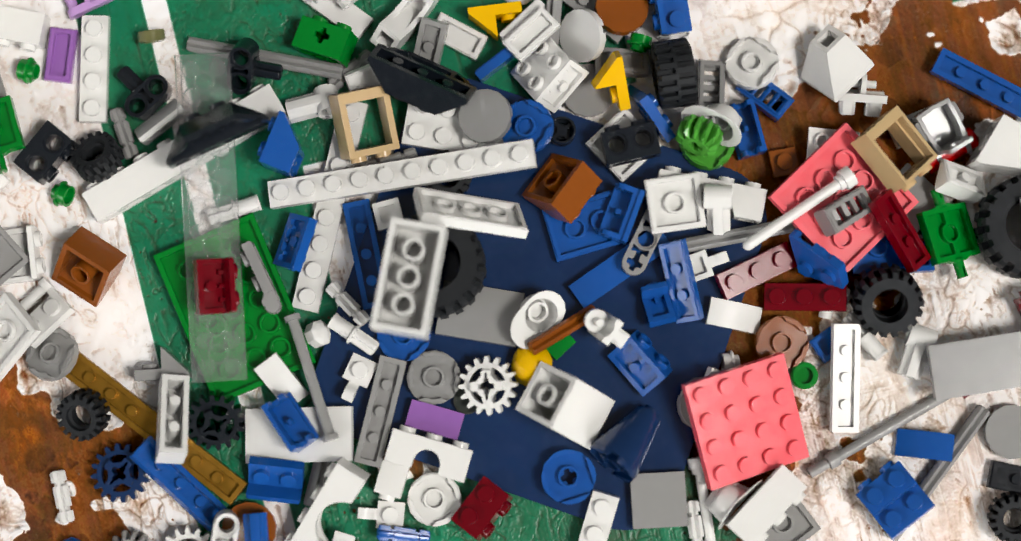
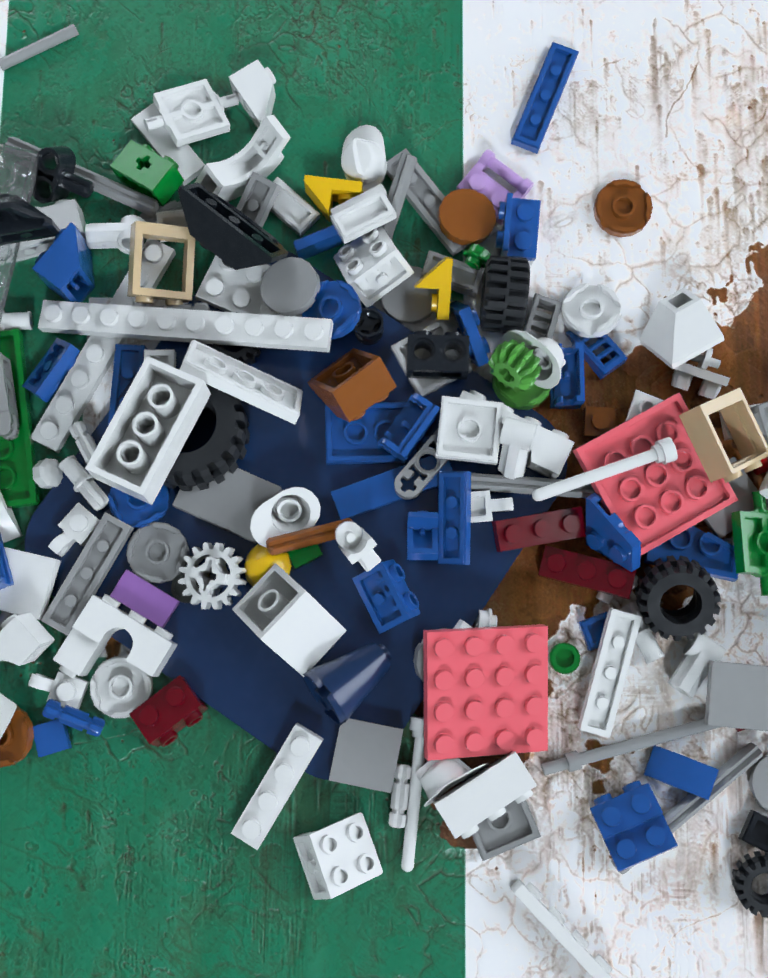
camera: 15 degrees right, 5 degrees down
(311, 378) = (22, 517): light grey bar -> none
(582, 35) = (418, 233): white tile -> none
(582, 483) = (261, 715): blue plate -> none
(733, 315) = (503, 572): white slope -> none
(783, 336) = (550, 607): tile -> none
(829, 218) = (636, 493): light grey slope -> none
(899, 230) = (710, 524): dark red plate -> none

